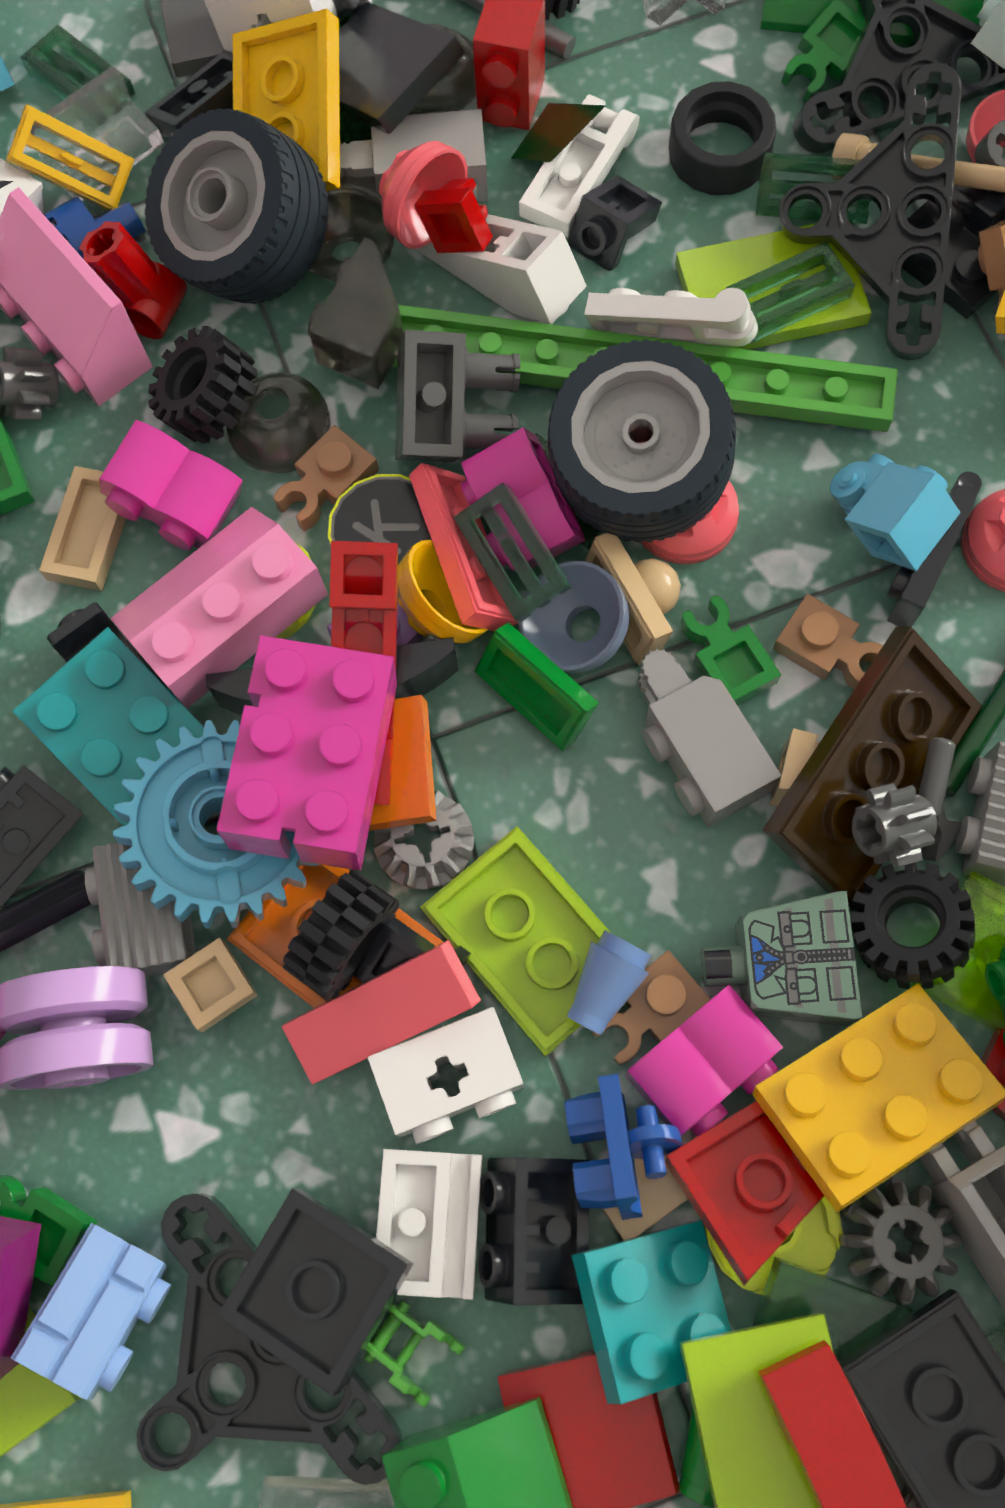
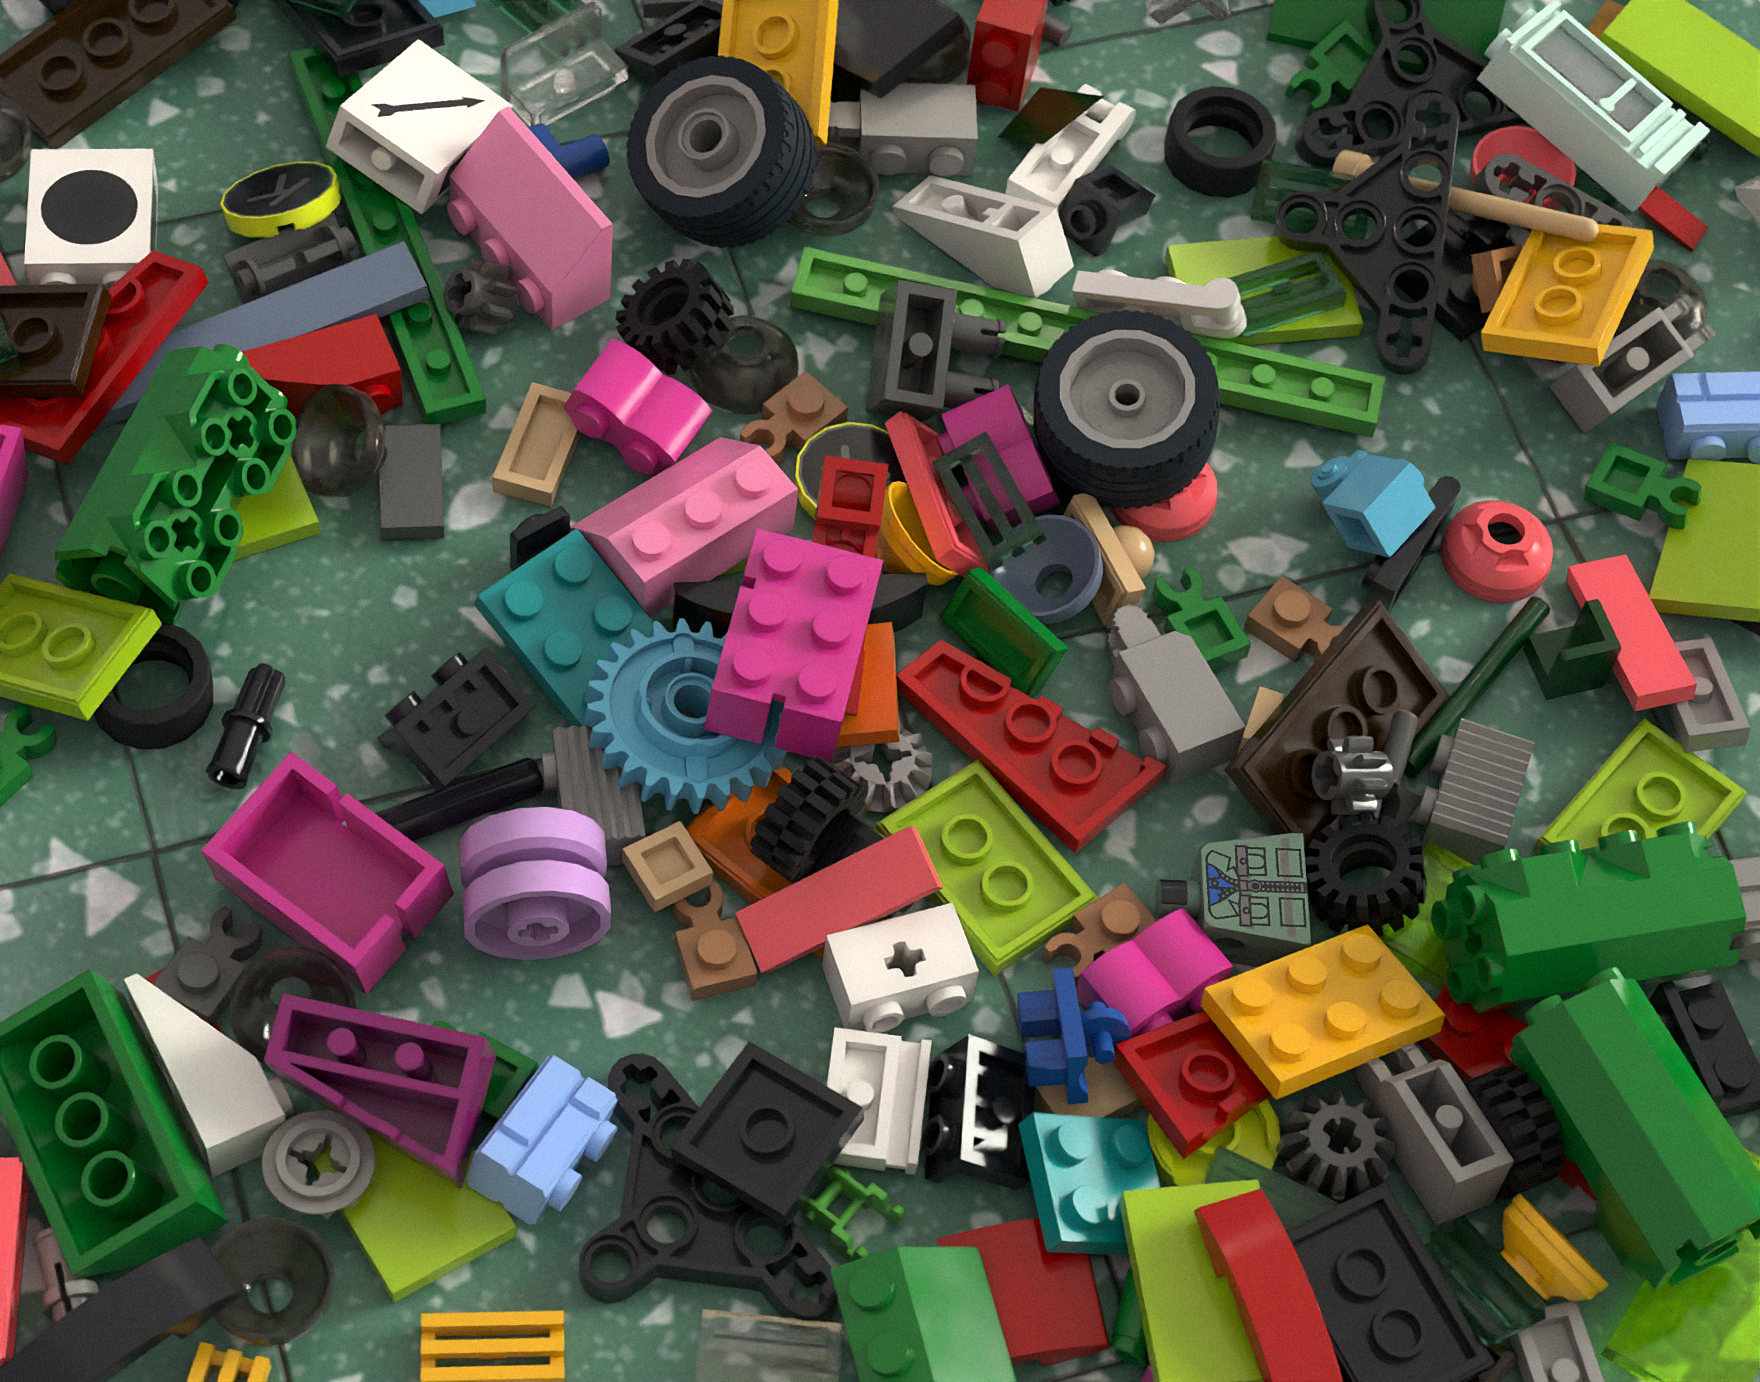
camera: 10 degrees left, 15 degrees down
(24, 138) = (502, 60): yellow tile -> none
(144, 286) = (630, 216): red piece -> none
(265, 1062) = (711, 950): none -> medium nougat plate
(359, 321) = (844, 272): clear smoke slope -> none
(401, 185) = (913, 157): coral piece -> none
(454, 217) = (944, 185): red tile -> none
(585, 820) = (1044, 760): none -> red wing
(607, 981) = (1066, 892): medium blue cone -> none

